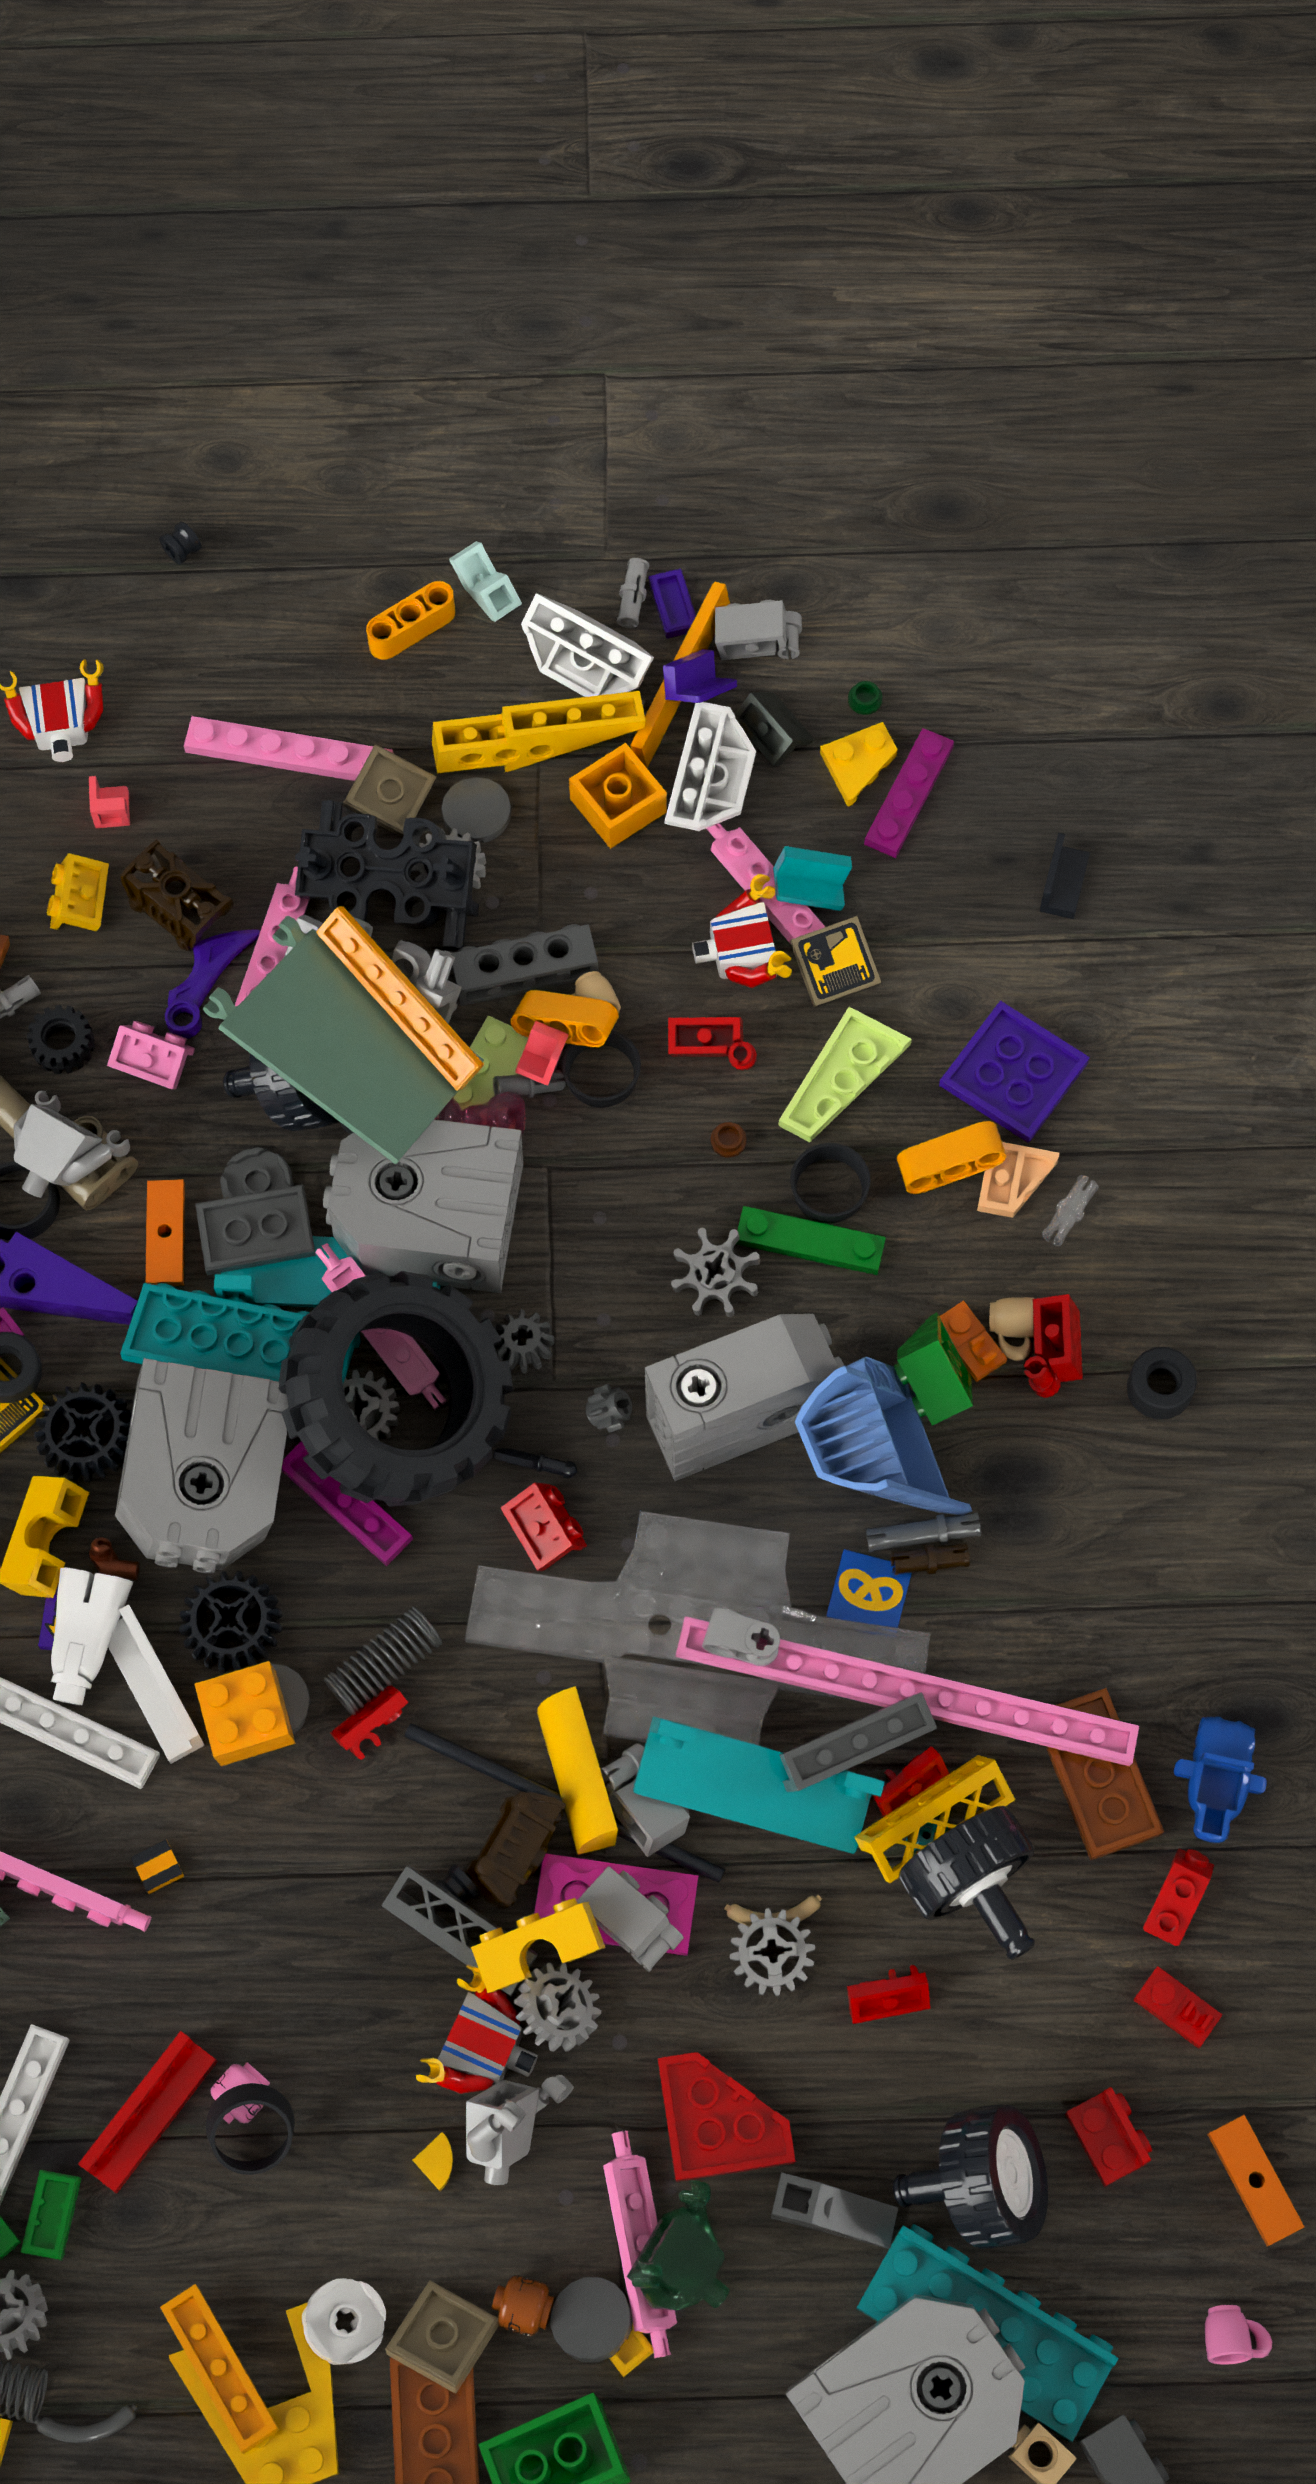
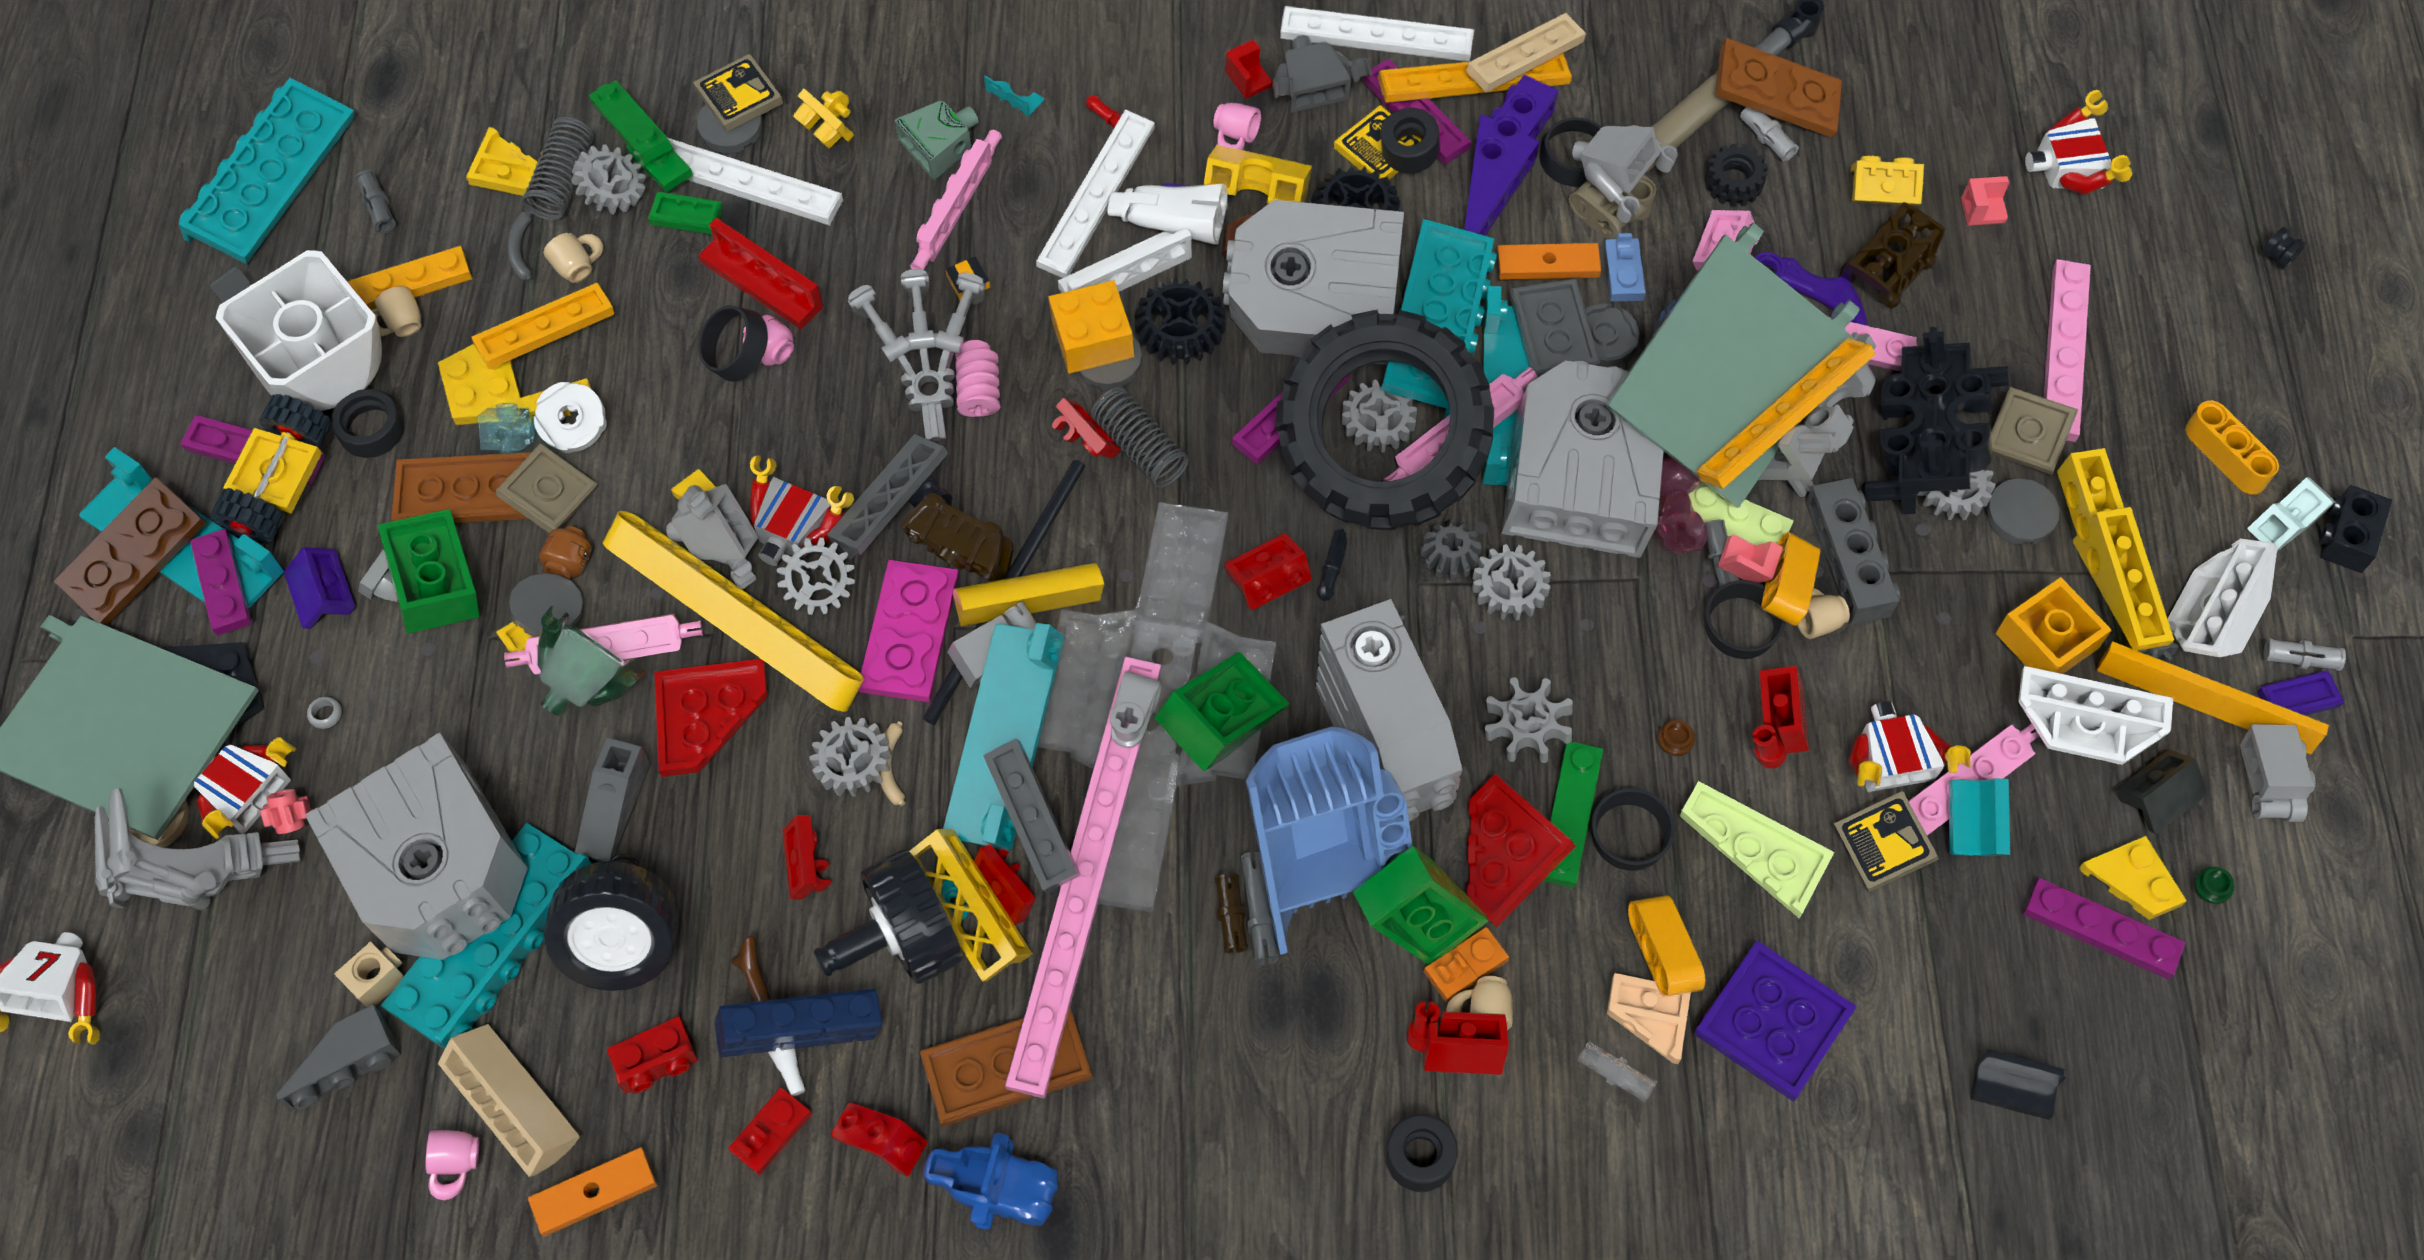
camera: 90 degrees right, 5 degrees down
(111, 2353) = (570, 257): none -> tan piece
(175, 1159) = (1624, 268): none -> medium blue plate
(276, 1864) = (917, 286): none -> light grey piece
(305, 1843) = (977, 379): none -> bright pink piece
(360, 2397) = (505, 428): none -> clear light blue brick
(504, 523) = (2355, 528): none -> black brick
(504, 1956) = (867, 563): yellow arch -> none
(544, 1286) = (1499, 590): none -> light grey gear
(597, 2102) = (734, 611): none -> yellow beam
(631, 1918) = (884, 626): light grey hinge -> none
(694, 678) = (2204, 703): dark purple panel -> none
(730, 1557) = (1220, 710): none -> green slope
(858, 1294) = (1509, 849): none -> red plate
(868, 1591) = (1198, 857): blue sticker -> none
(1064, 2015) = (784, 1059): none -> piece
(1080, 1976) = (797, 1022): none -> dark blue brick
(1165, 2284) = (508, 1099): none -> tan brick

